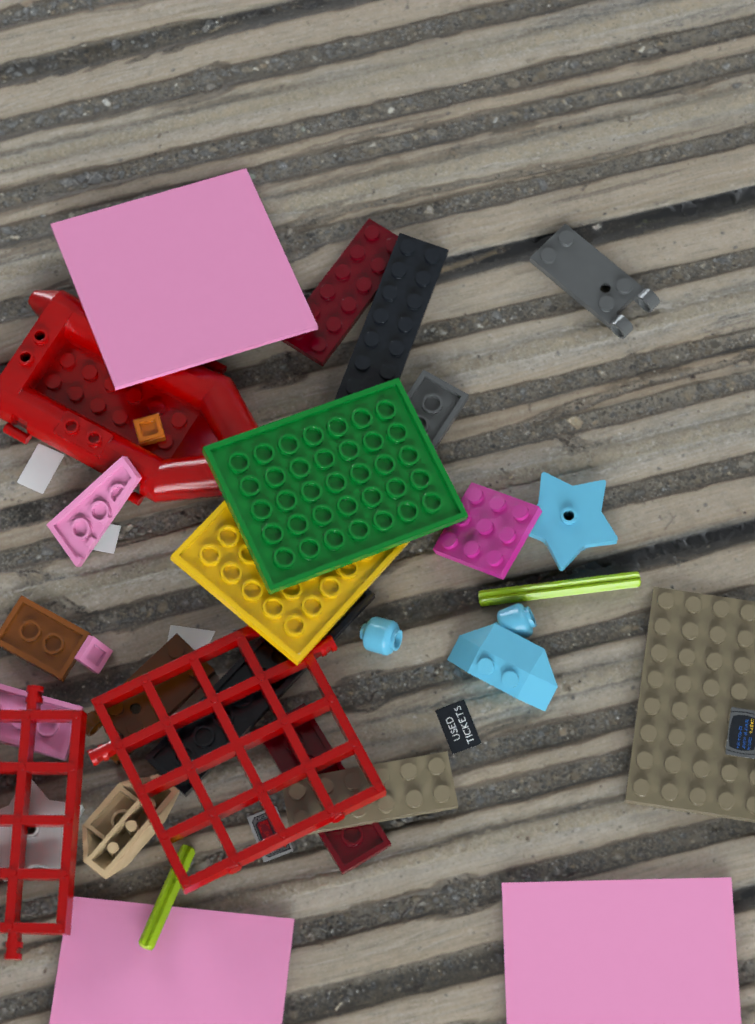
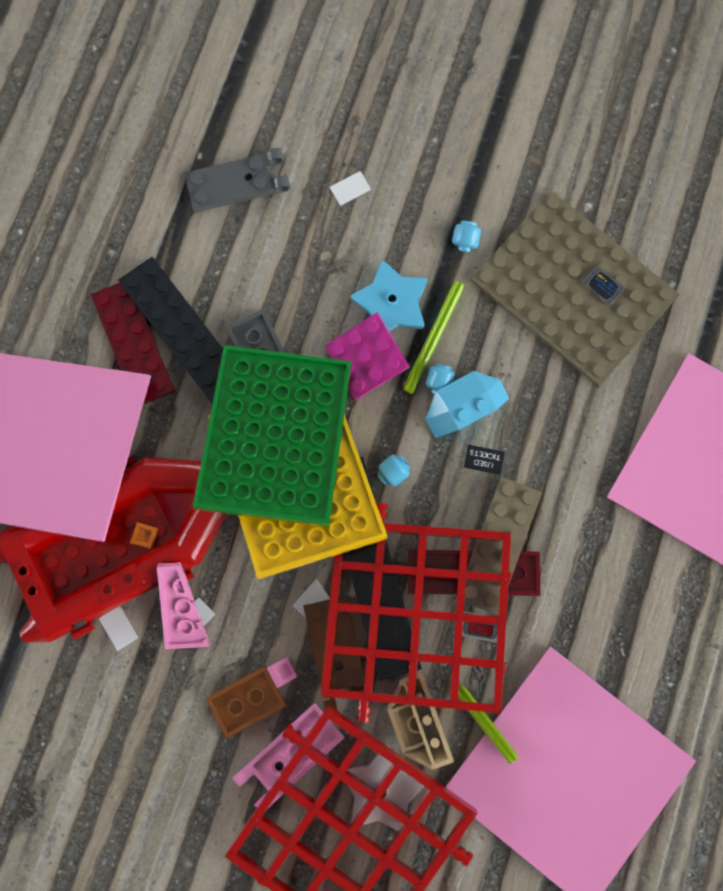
camera: 60 degrees left, 10 degrees up
(670, 399) = (350, 188): none -> white sticker
(697, 552) = (466, 236): none -> medium azure head

